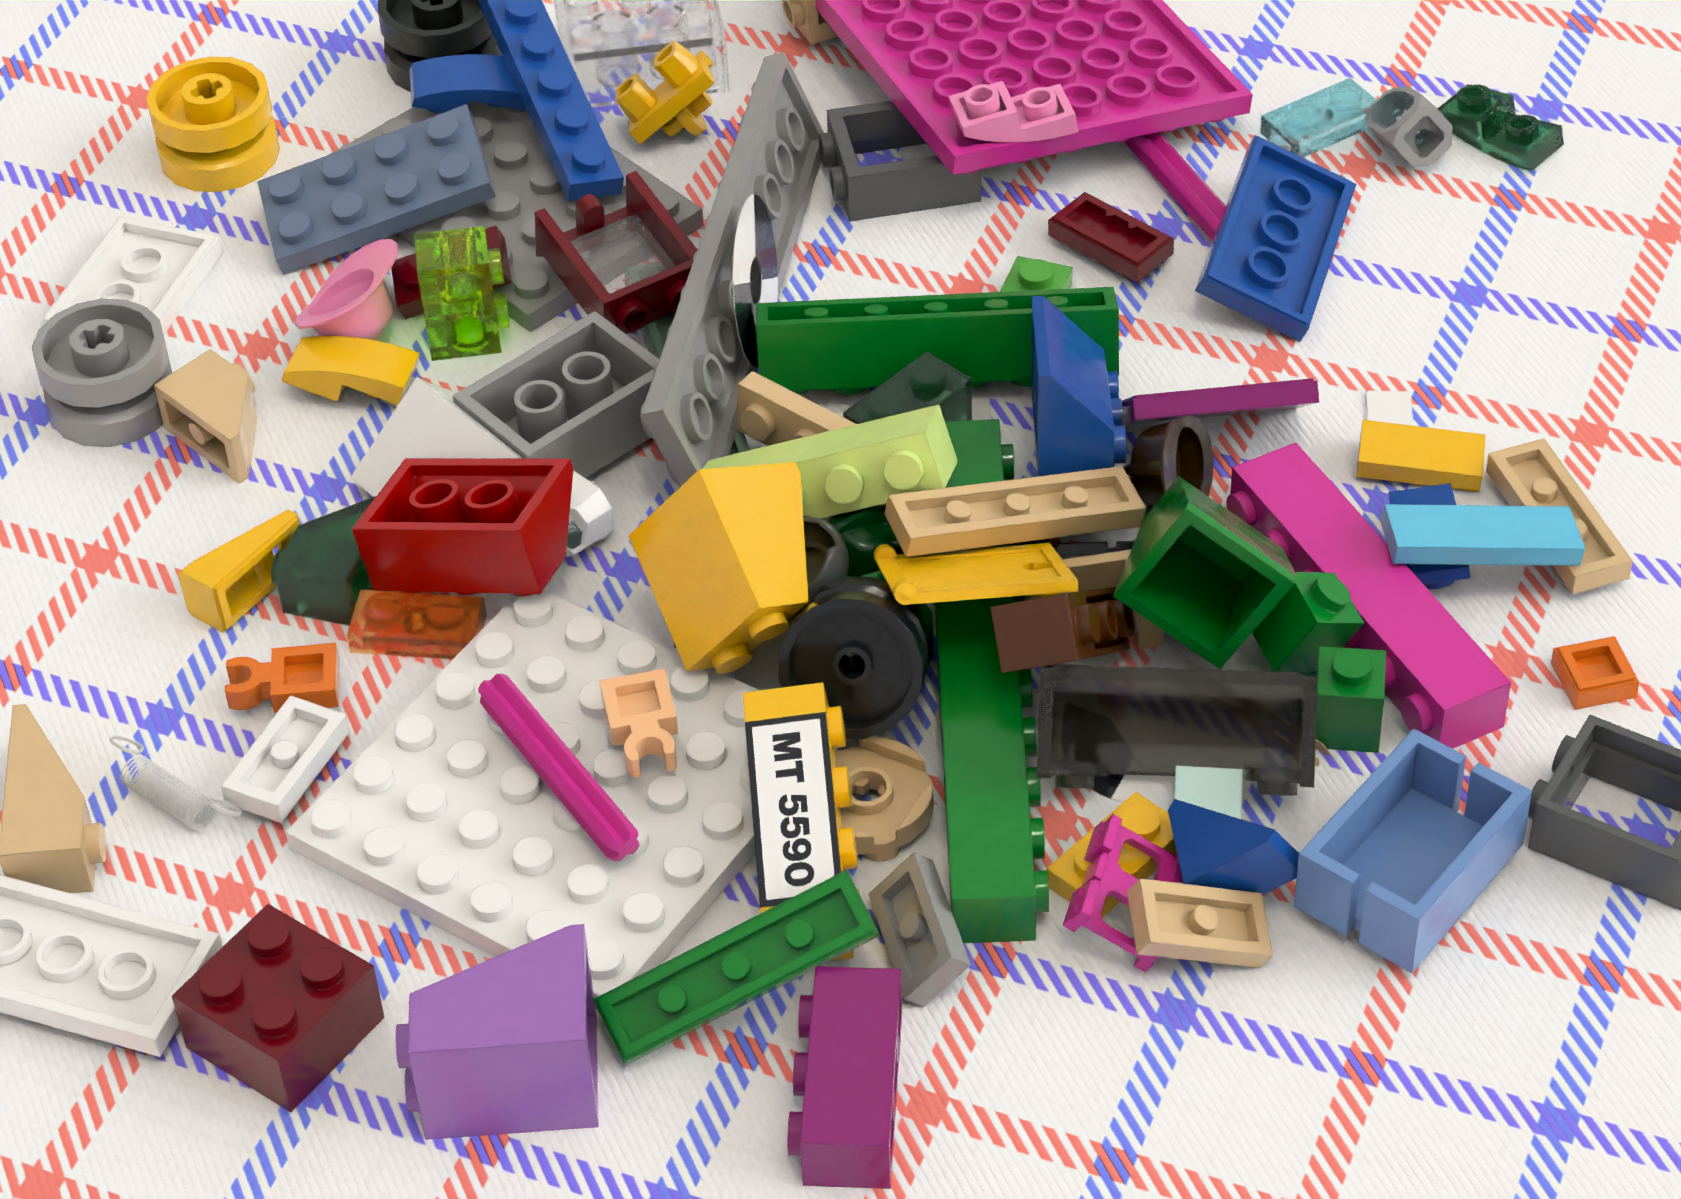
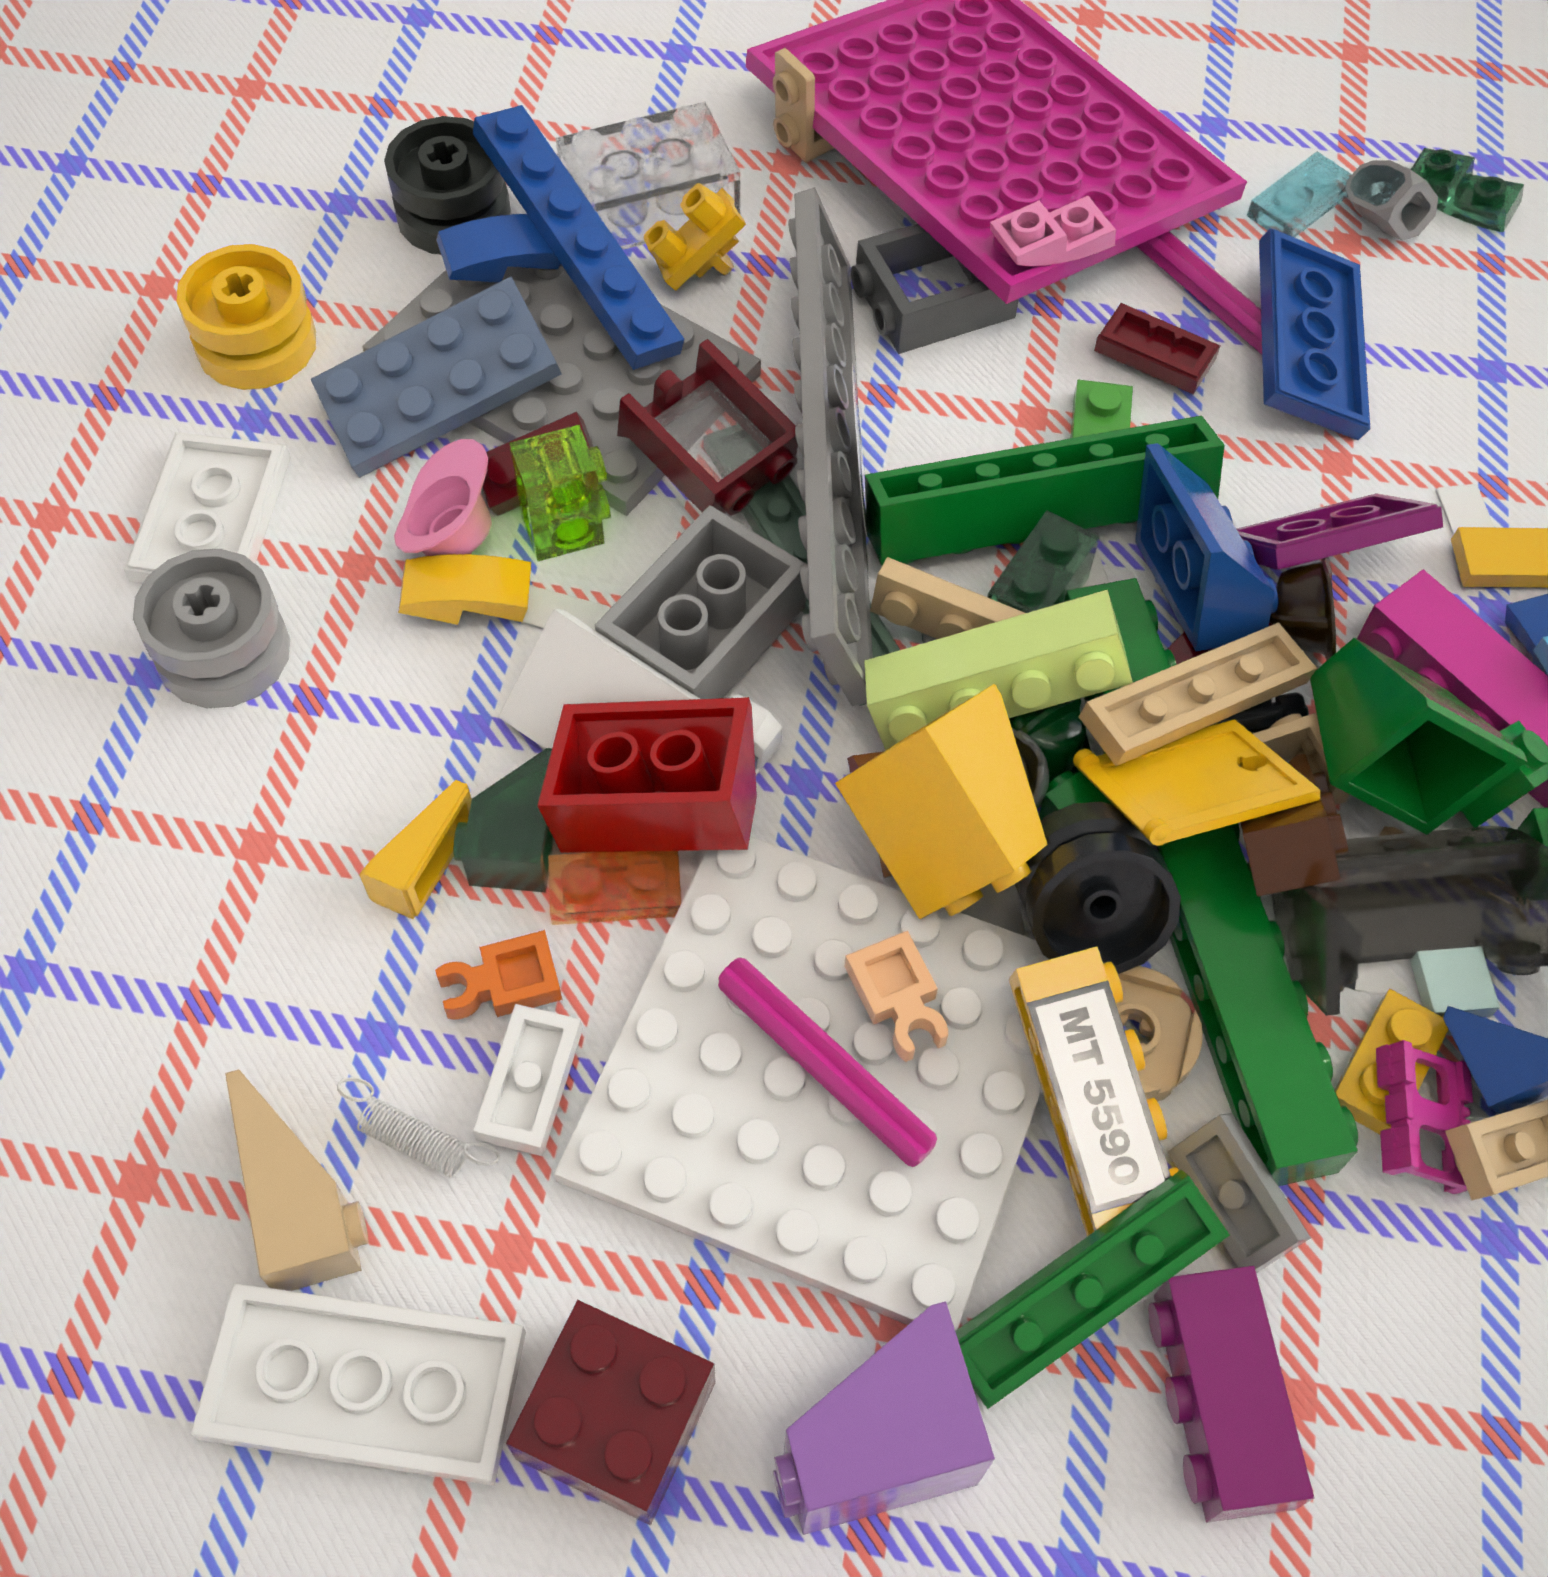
camera: 15 degrees left, 15 degrees up
(212, 411) = (336, 658): tan slope -> none

